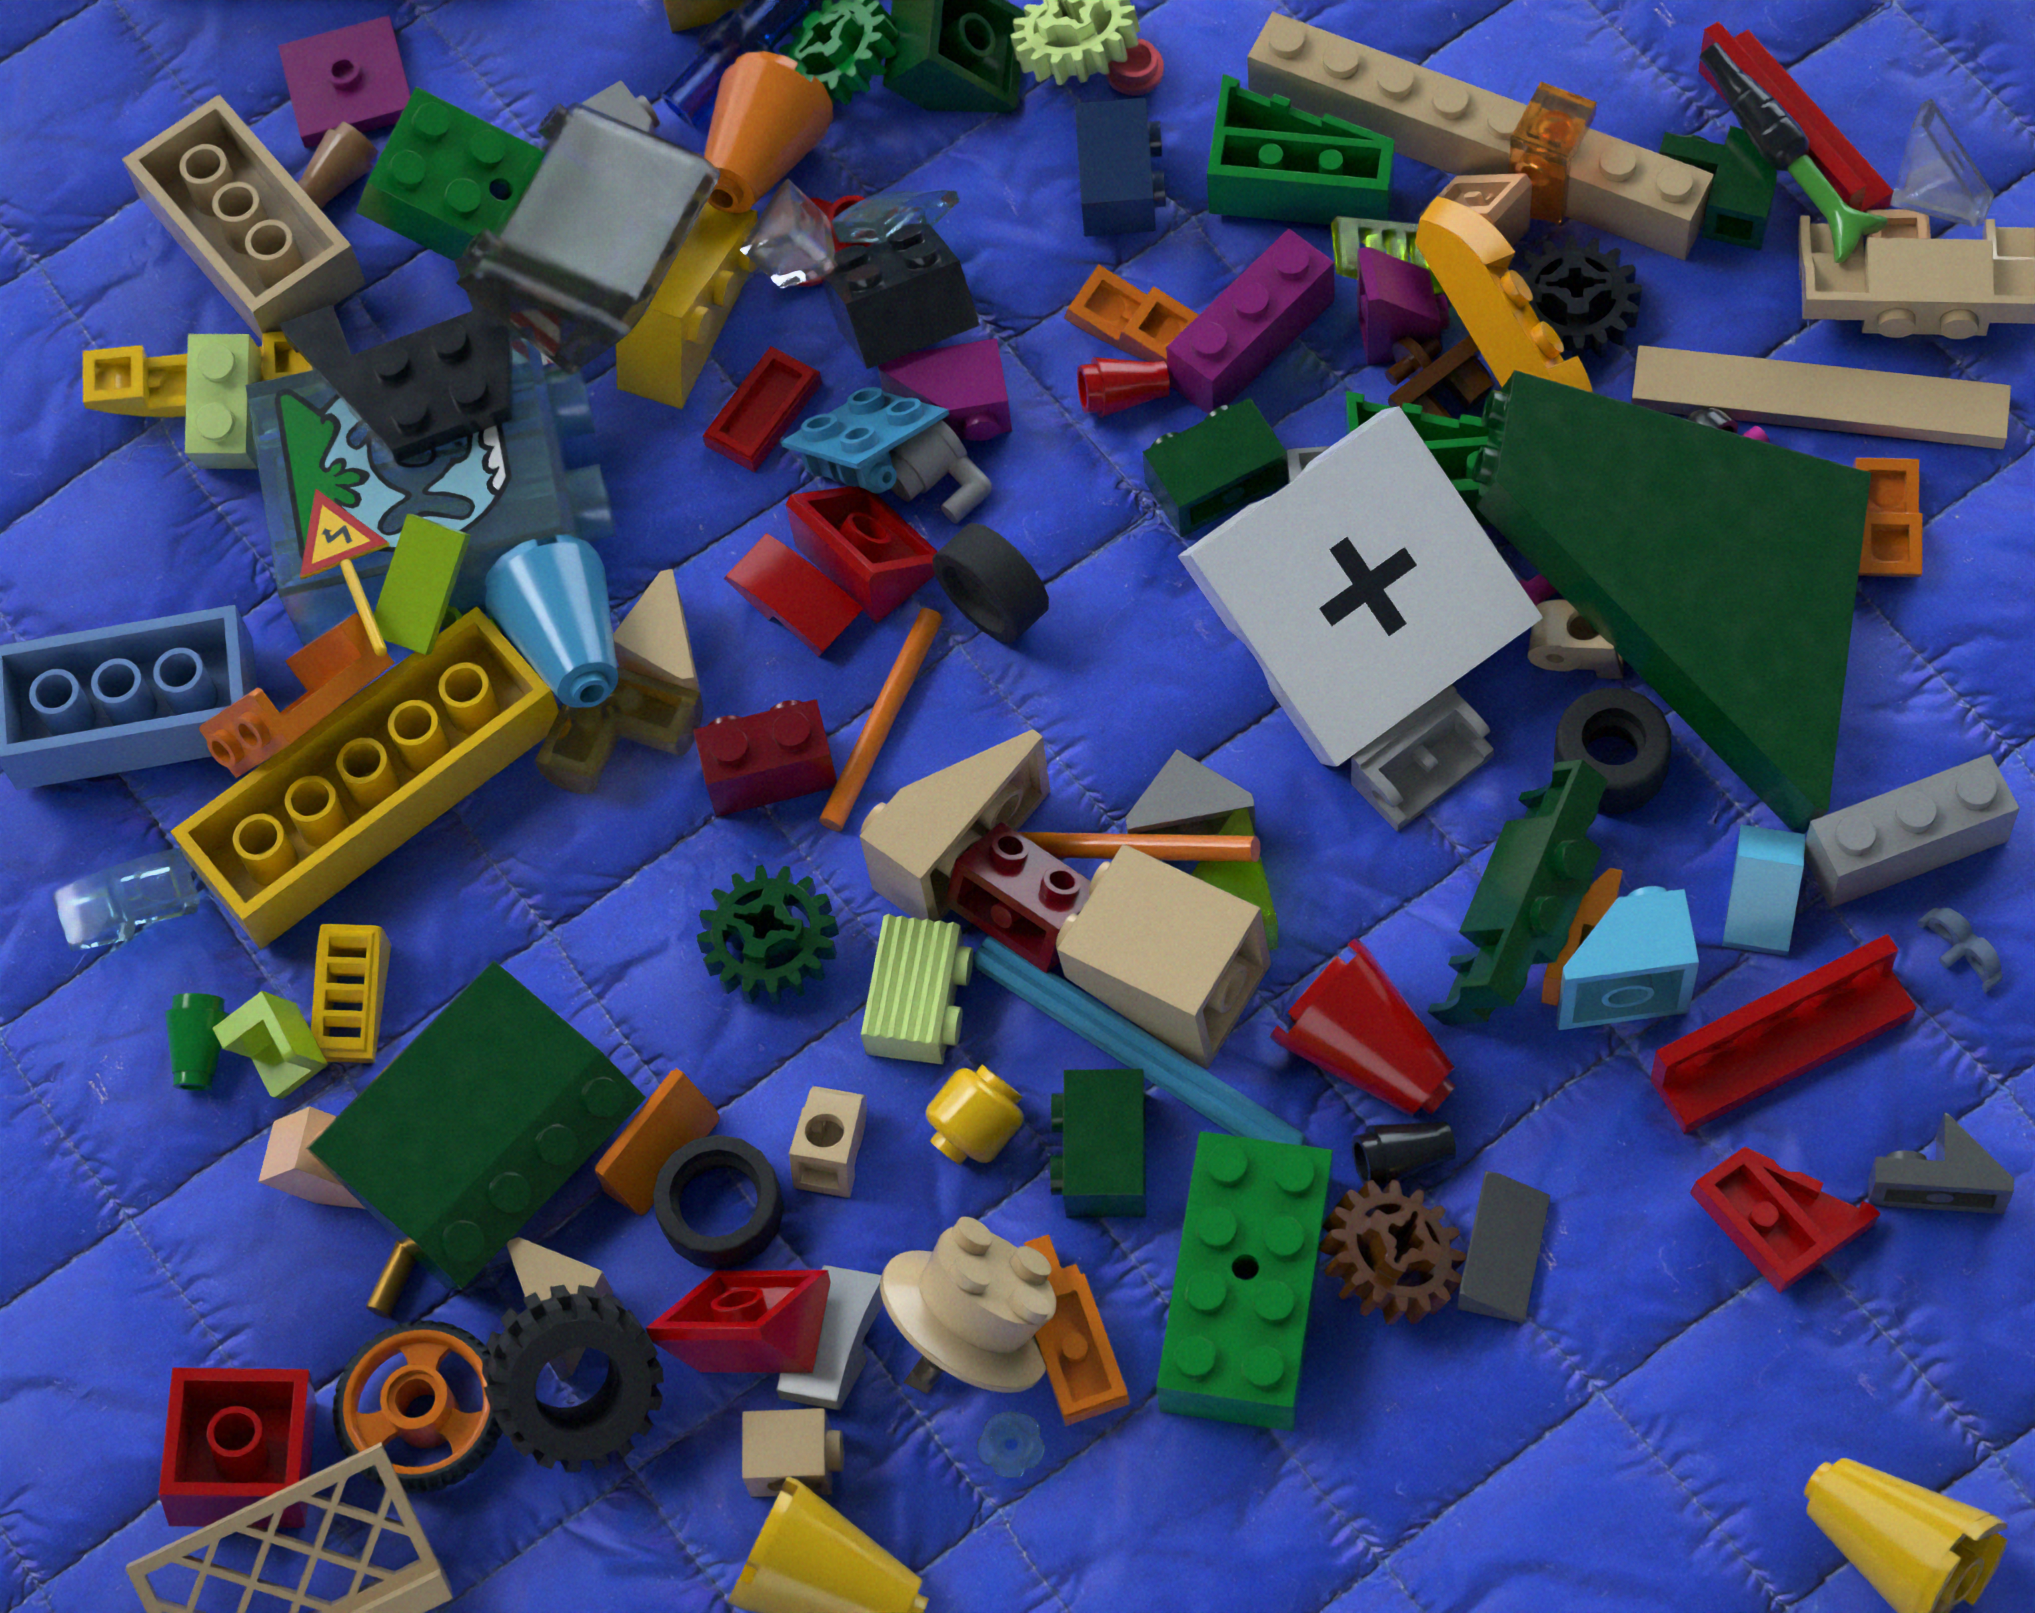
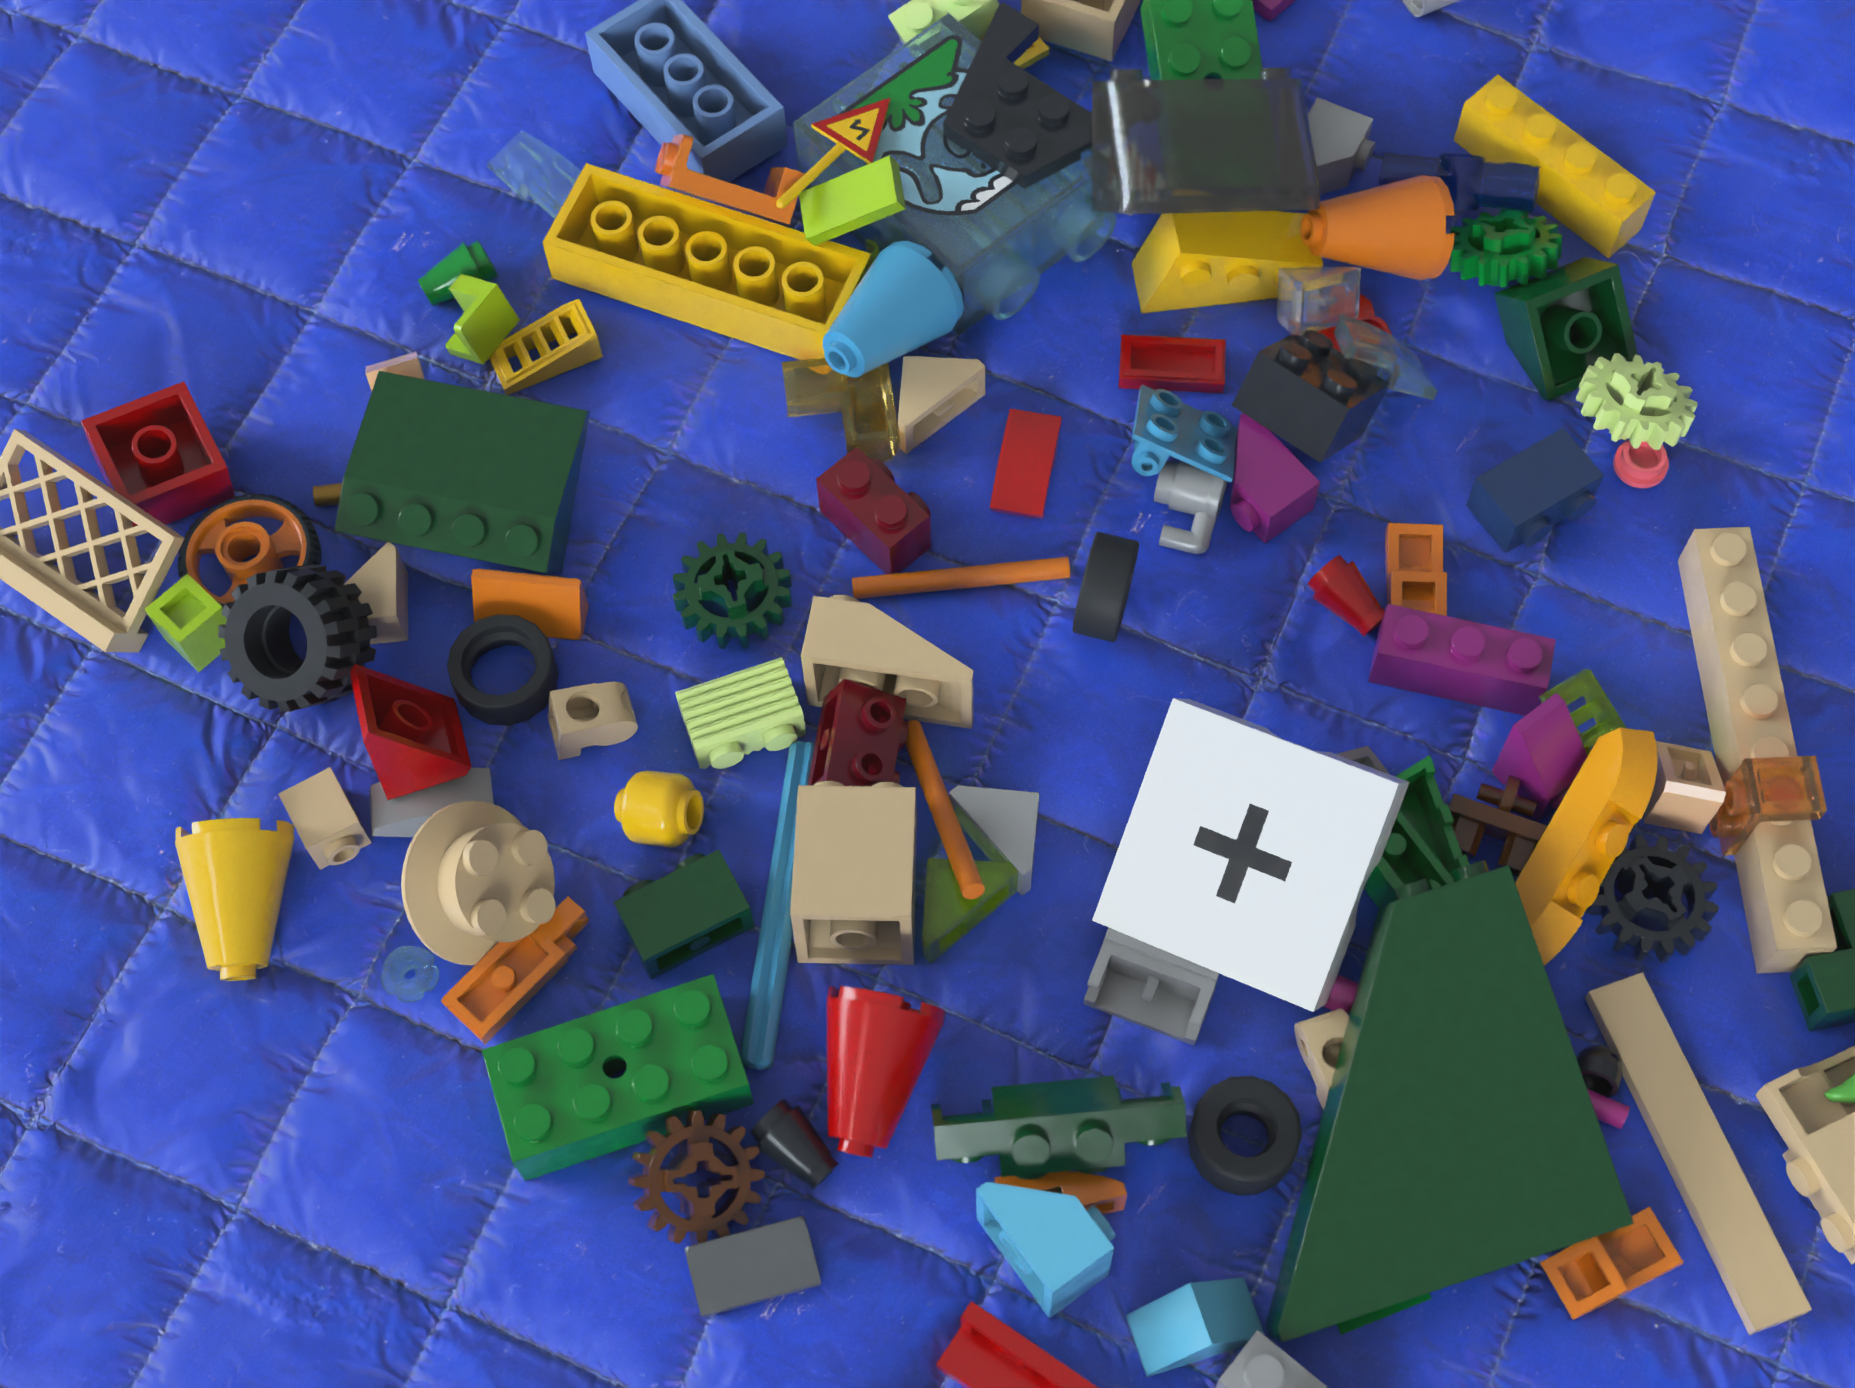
camera: 55 degrees right, 0 degrees up
(466, 1496) = (189, 621): none -> lime panel
(861, 546) = (1092, 484): red slope -> none
(1215, 466) = (1315, 698): dark green brick -> none
(1294, 164) = (1625, 617): green wedge -> none

